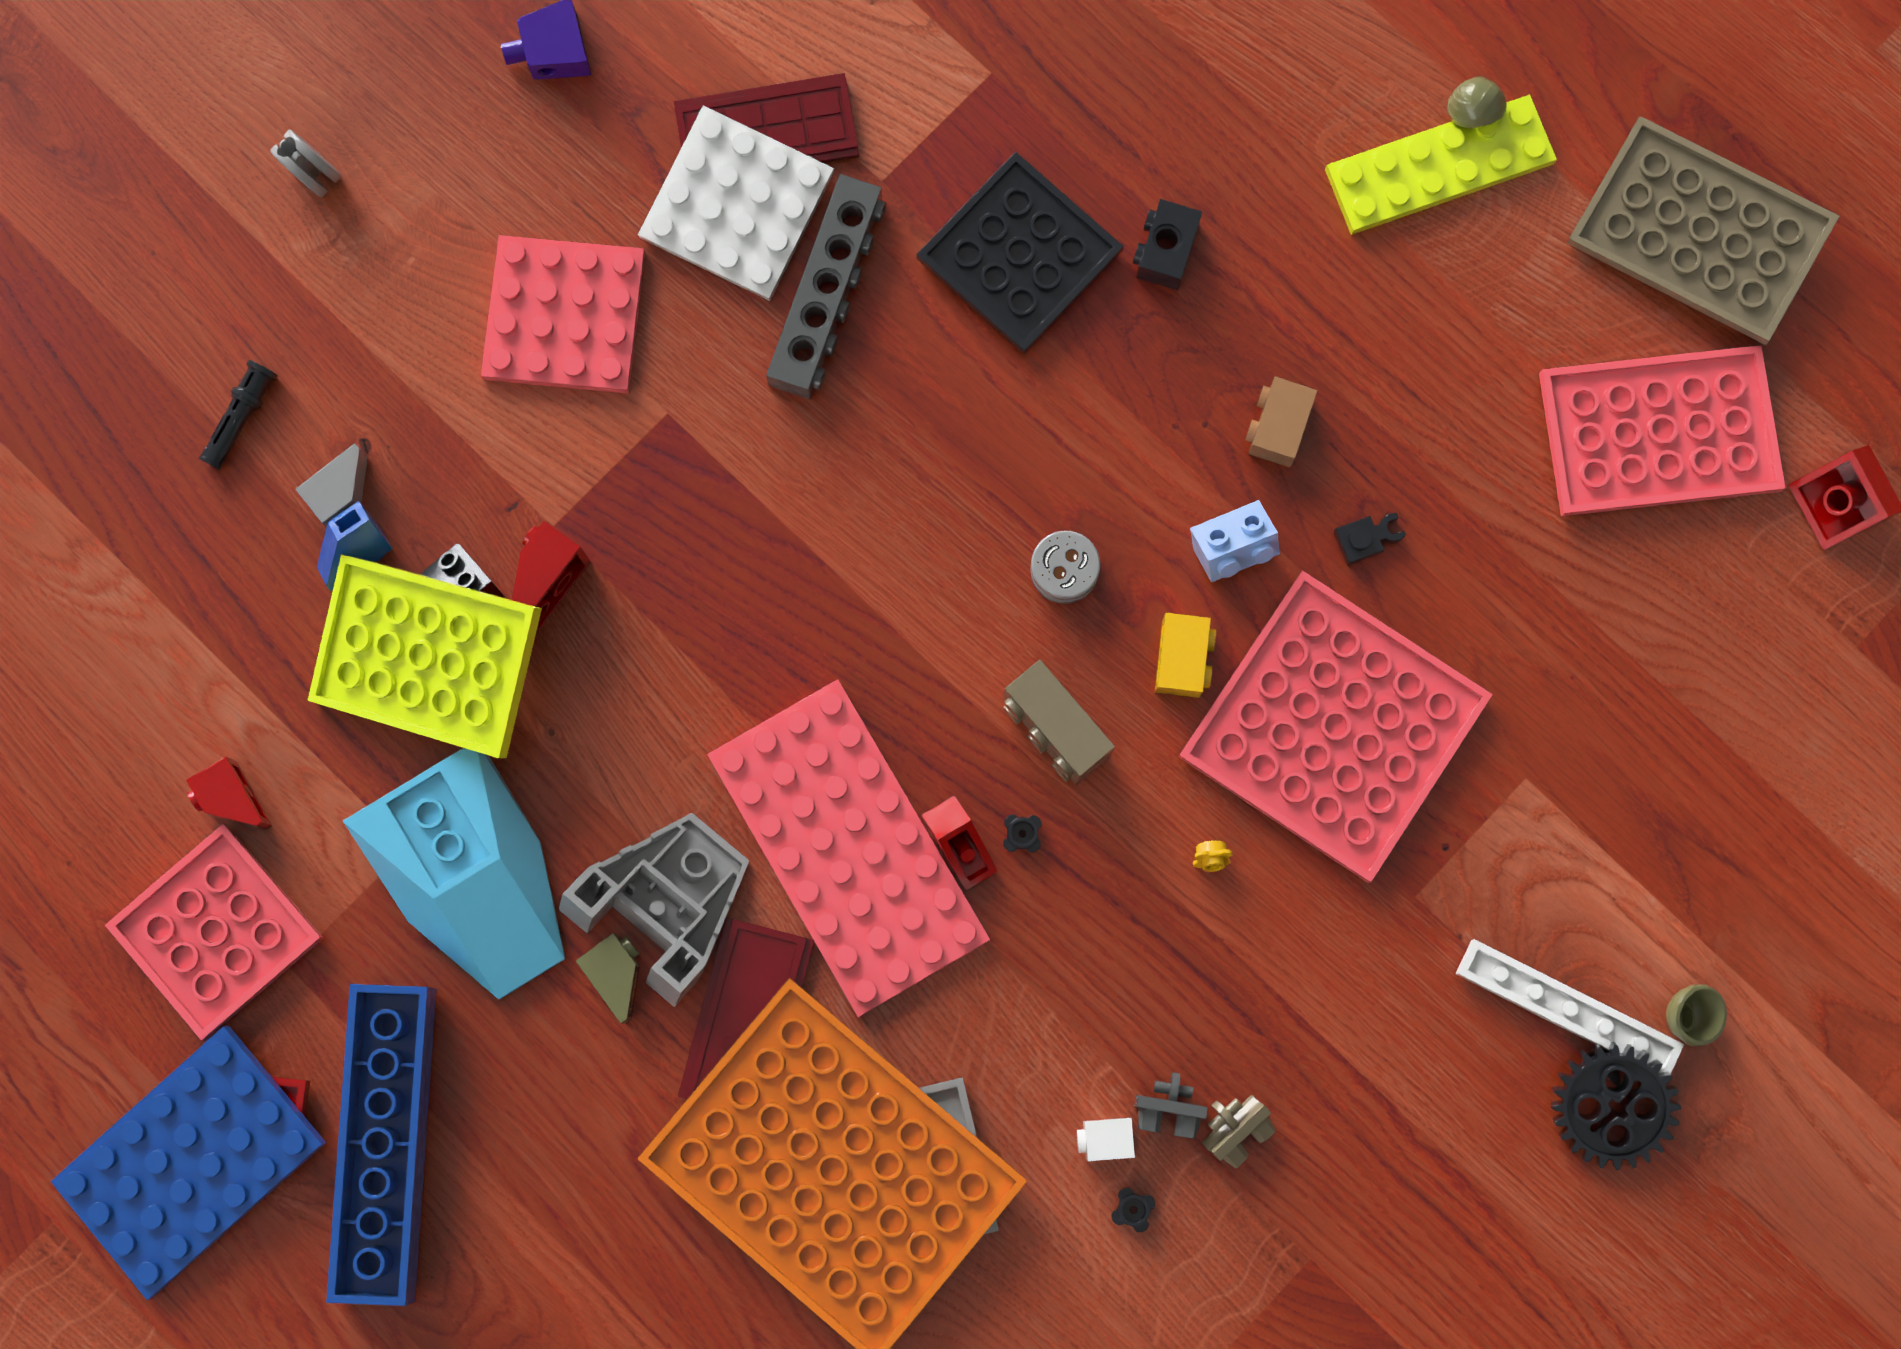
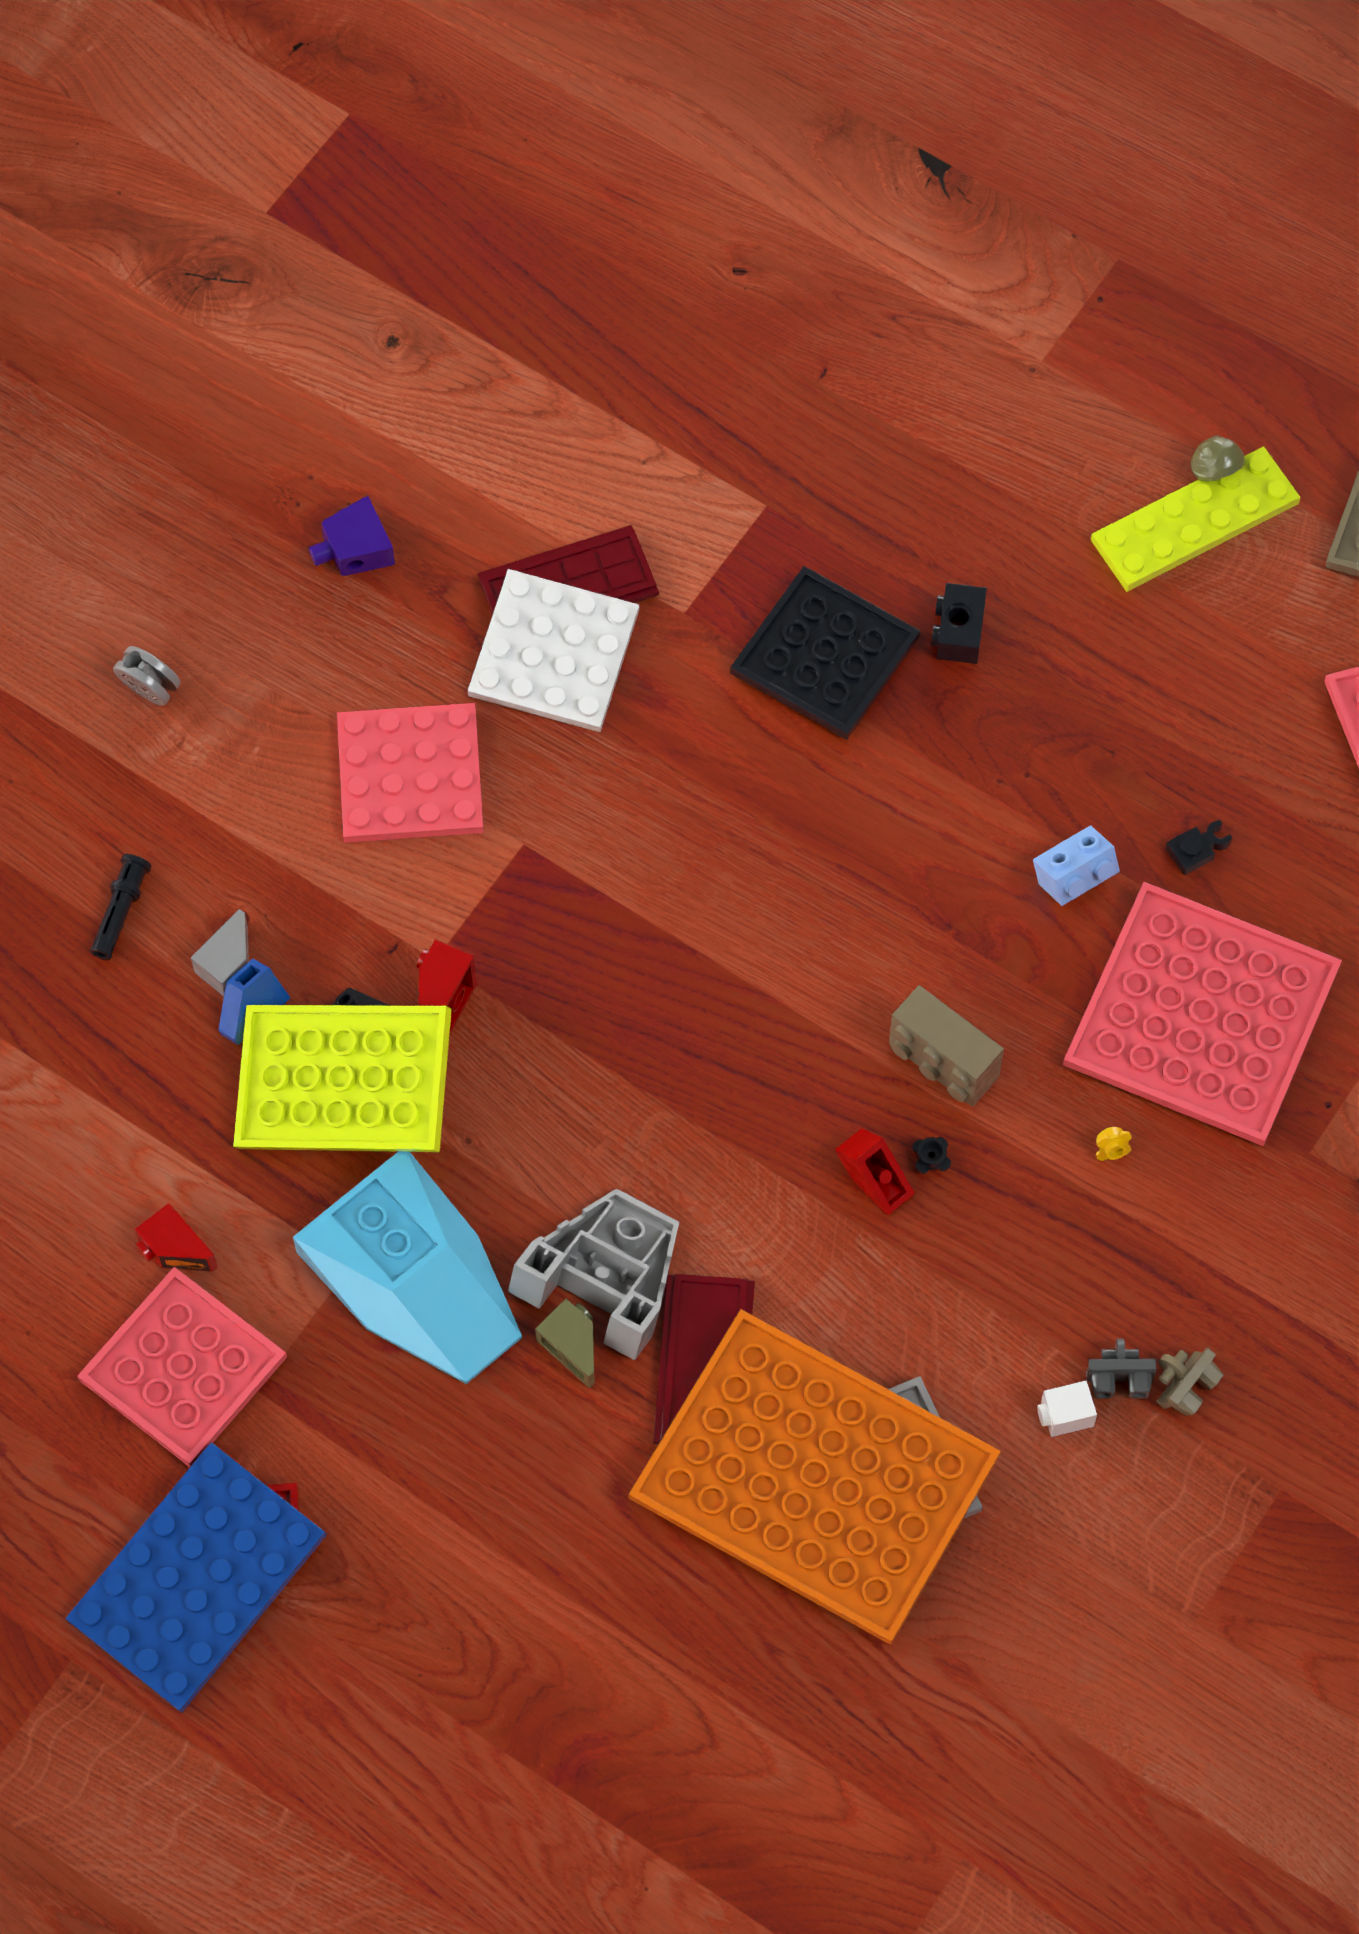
camera: 10 degrees left, 15 degrees down
(381, 1145) = (381, 1525): blue brick -> none
(848, 199) = (643, 789): dark grey brick -> none
(848, 848) = (770, 1195): coral plate -> none
(1065, 567) = (923, 915): light grey head -> none
(1142, 1203) = (1112, 1462): black plate -> none
(1184, 655) = (1049, 973): yellow brick -> none
(1281, 421) = (1097, 759): medium nougat brick -> none

